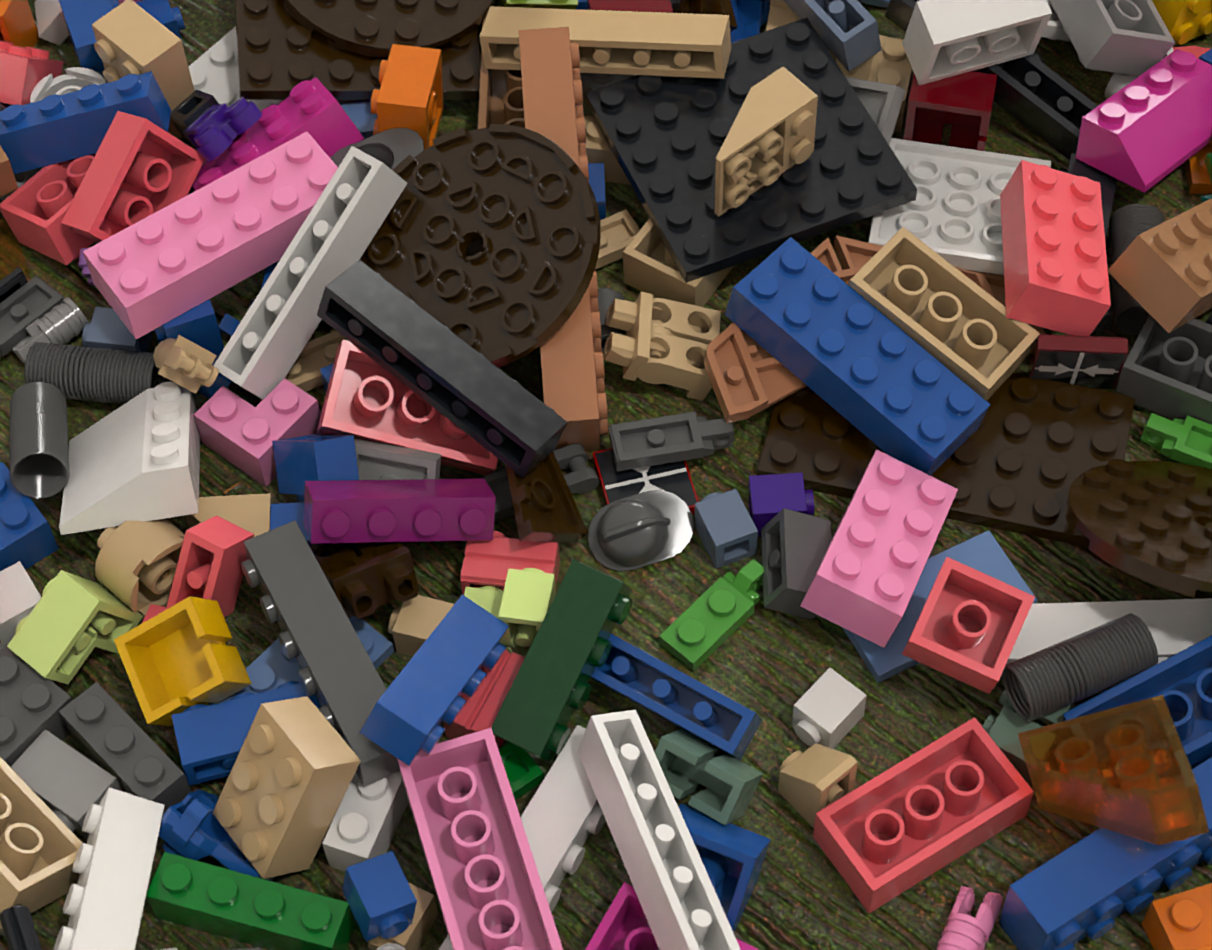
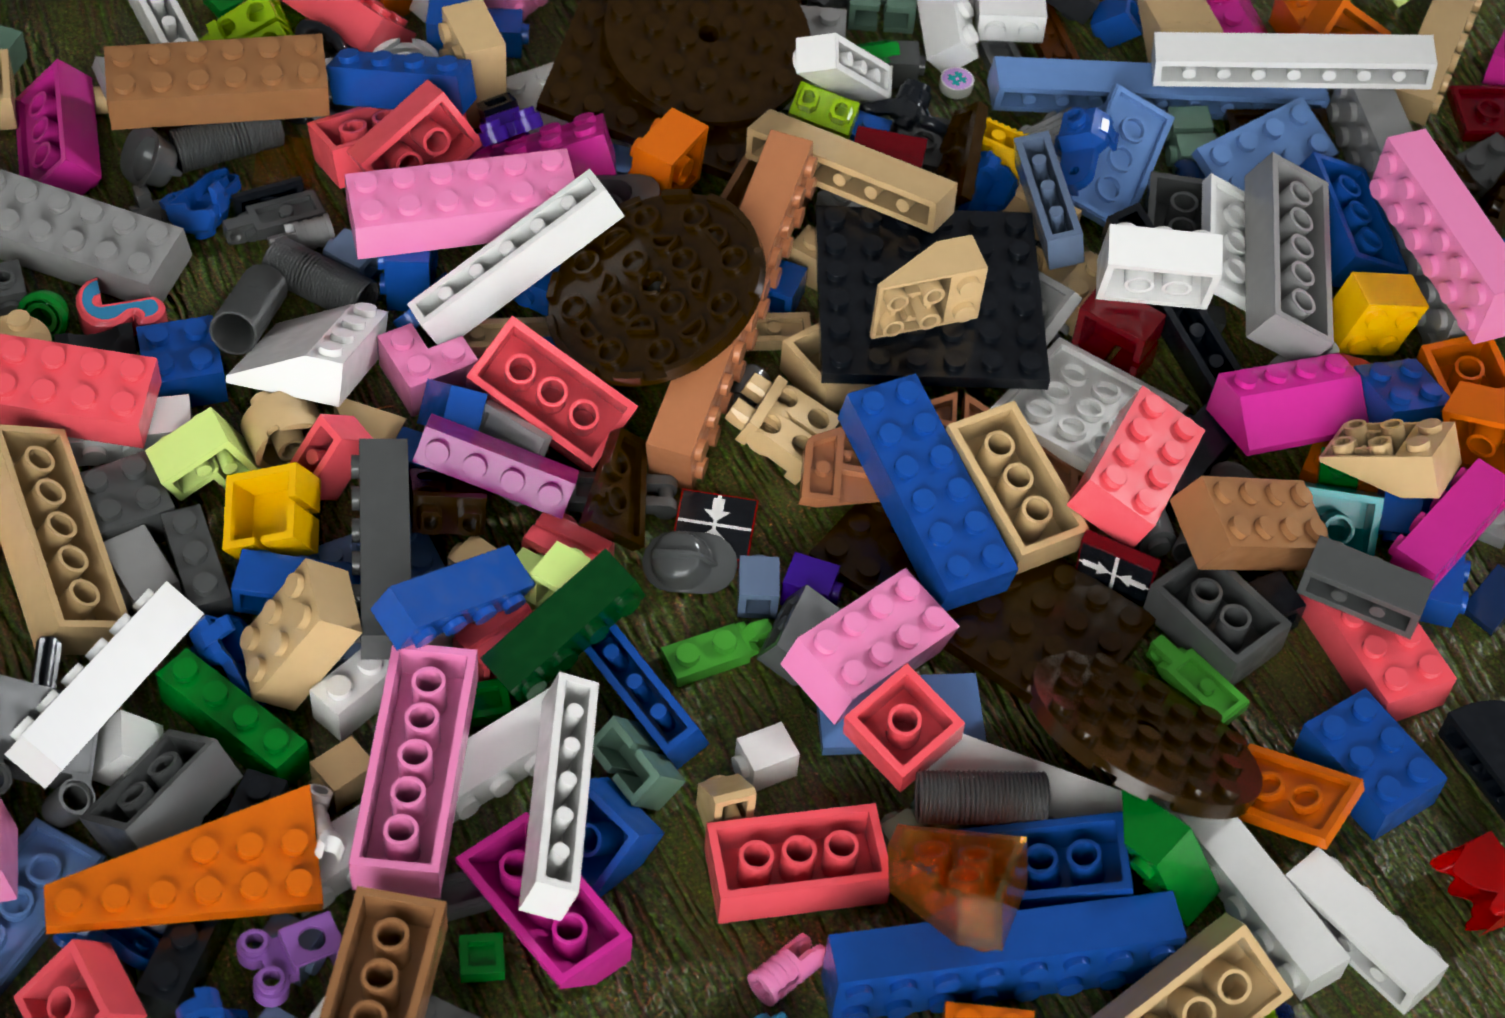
camera: 15 degrees right, 5 degrees down
(185, 363) = (387, 293): tan arm -> none
(379, 896) = (330, 743): blue brick -> none
(441, 368) = (579, 367): black brick -> none
(667, 440) = (745, 500): dark grey hinge -> none

